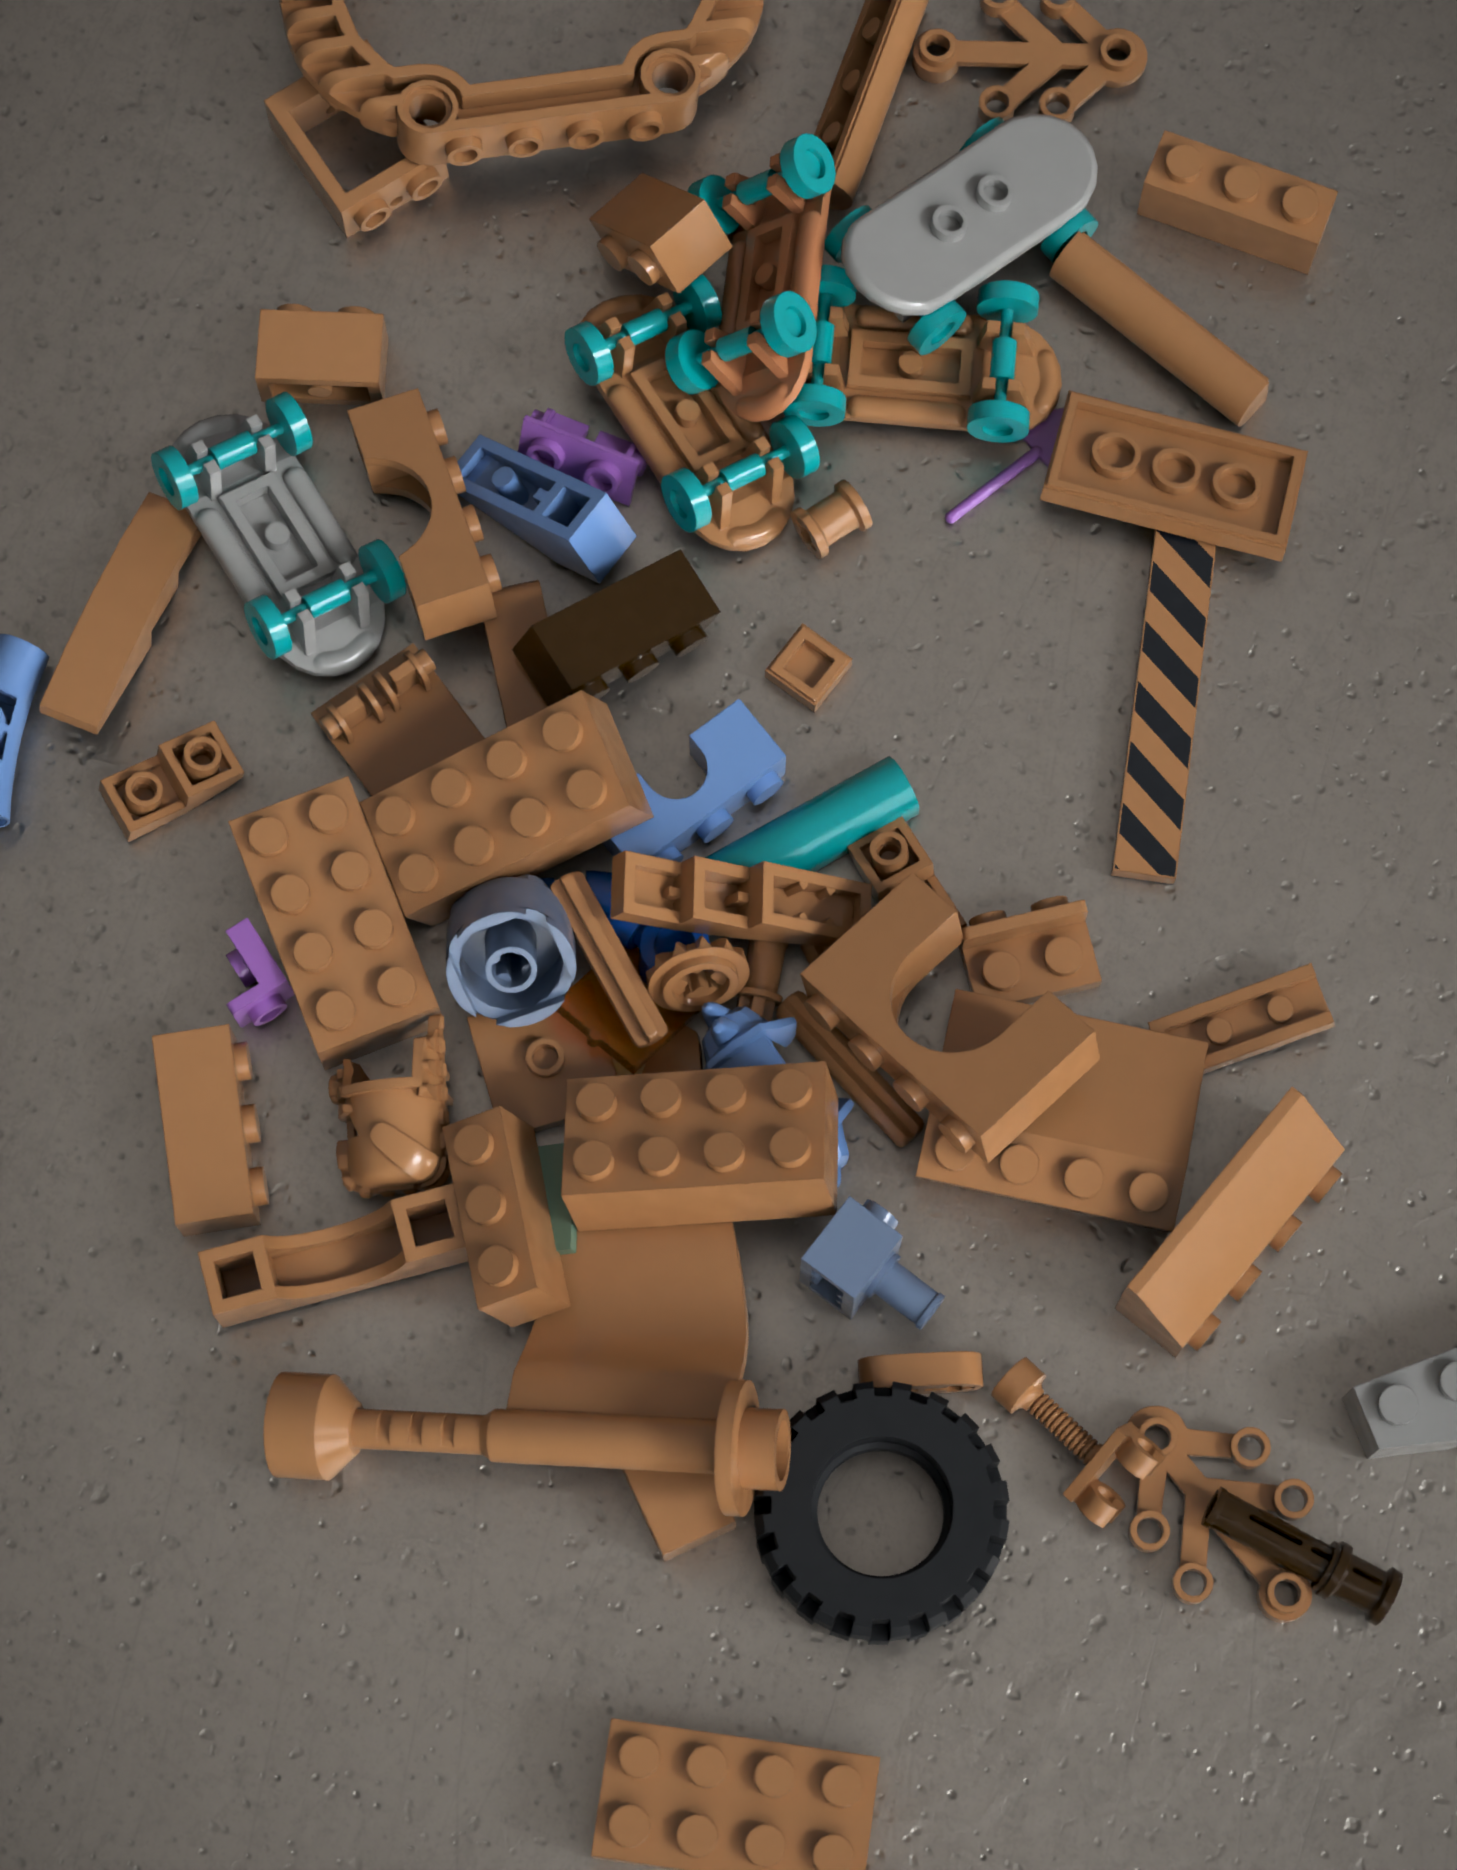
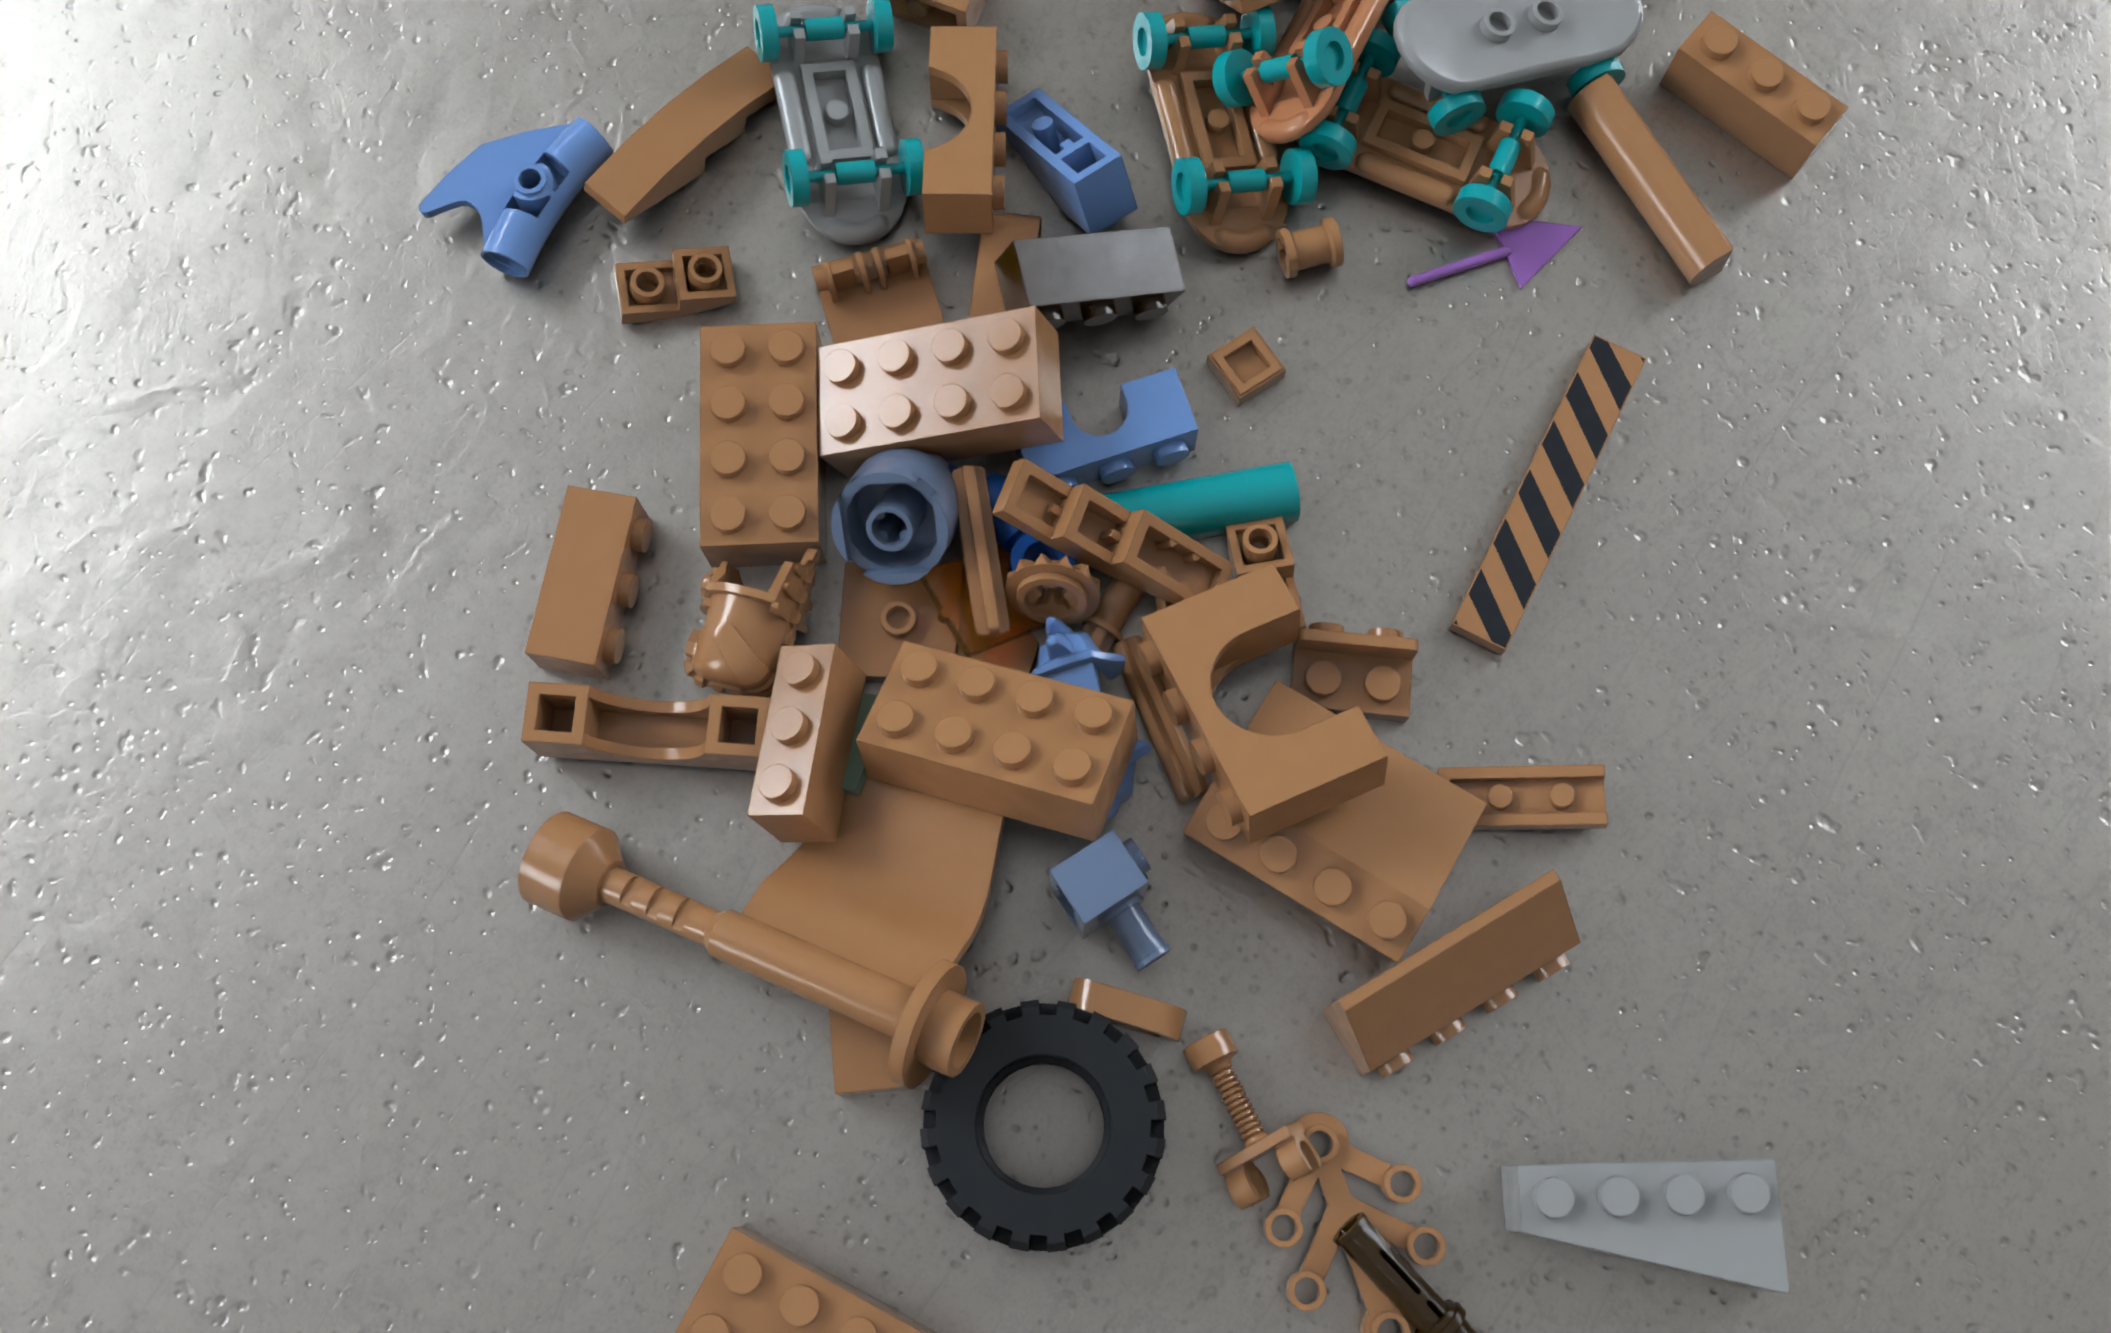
camera: 20 degrees right, 0 degrees up
(253, 964) = (681, 457): medium lavender bracket -> none
(562, 444) = (1110, 120): medium lavender hinge -> none
(1174, 476) = (1621, 306): medium nougat tile -> none

